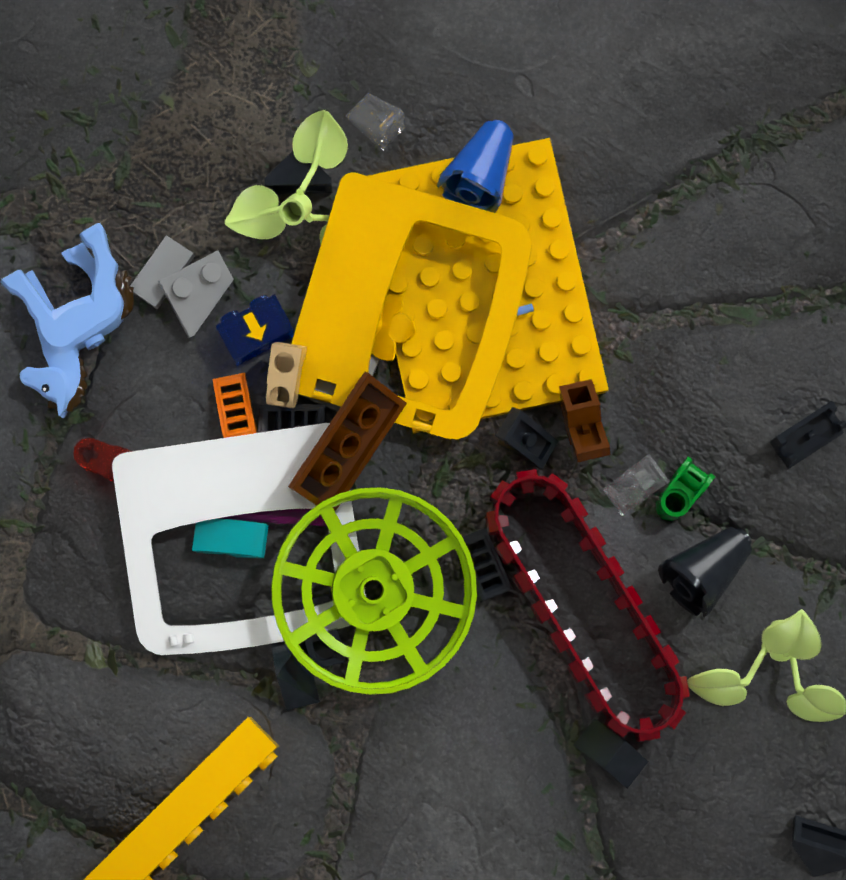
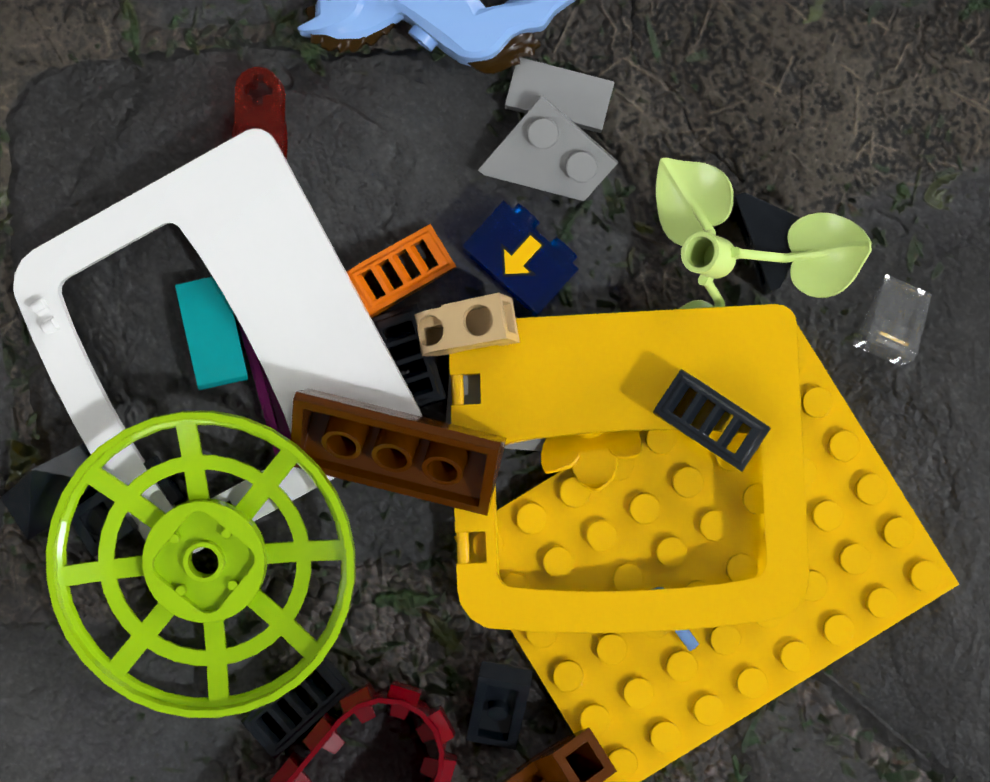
camera: 75 degrees right, 5 degrees up
(378, 241) = (674, 395): none -> black slope
(480, 168) = (870, 502): blue cone -> none

